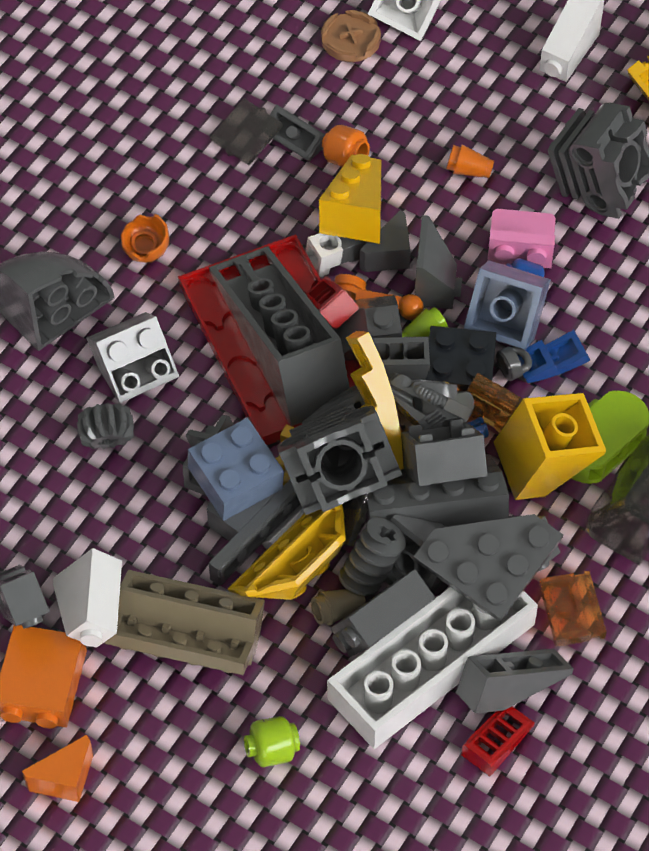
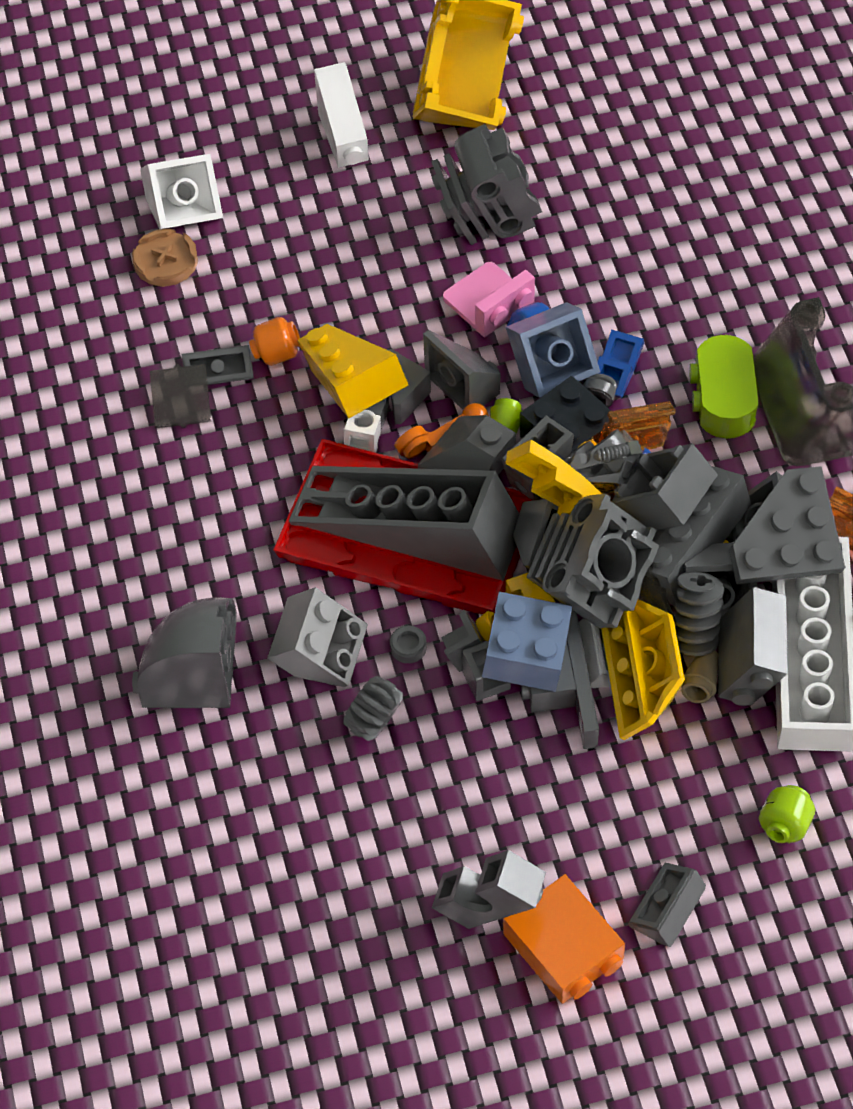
camera: 45 degrees left, 0 degrees up
(62, 772) = (676, 989): orange slope -> none
(90, 597) = (543, 837): white slope -> none
(133, 723) = (668, 903): none -> dark grey slope
(145, 238) = (212, 542): orange hair -> none
(186, 411) = (408, 644): none -> dark grey tile
(187, 622) = (621, 792): dark tan brick -> none
(332, 302) = (444, 454): red slope -> none
(469, 162) = (378, 276): orange cone -> none
(548, 443) = (714, 413): yellow slope -> none

